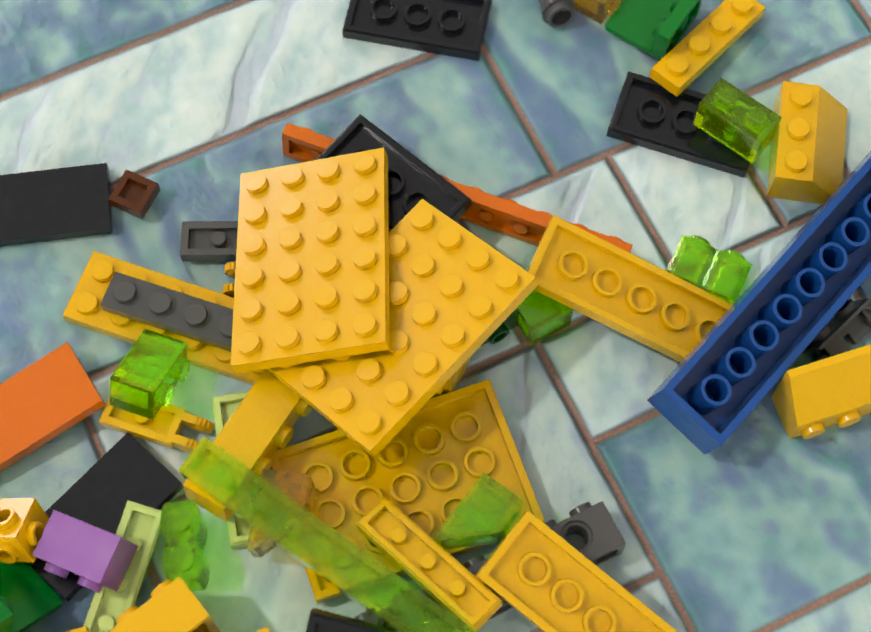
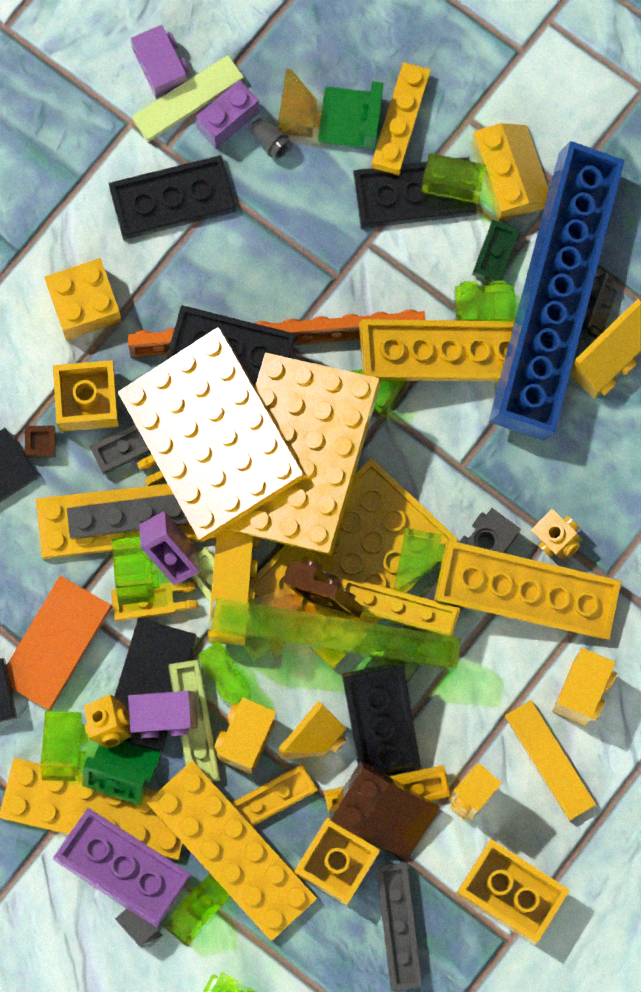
camera: 30 degrees left, 10 degrees up
(200, 367) = (169, 548): none -> medium lavender brick
(206, 166) = (85, 396): none -> yellow brick
(263, 70) = (83, 299): none -> yellow brick
(344, 493) = (320, 588): none -> reddish brown plate
(668, 573) = (557, 535): none -> yellow brick
(748, 222) = (496, 251): none -> dark green plate

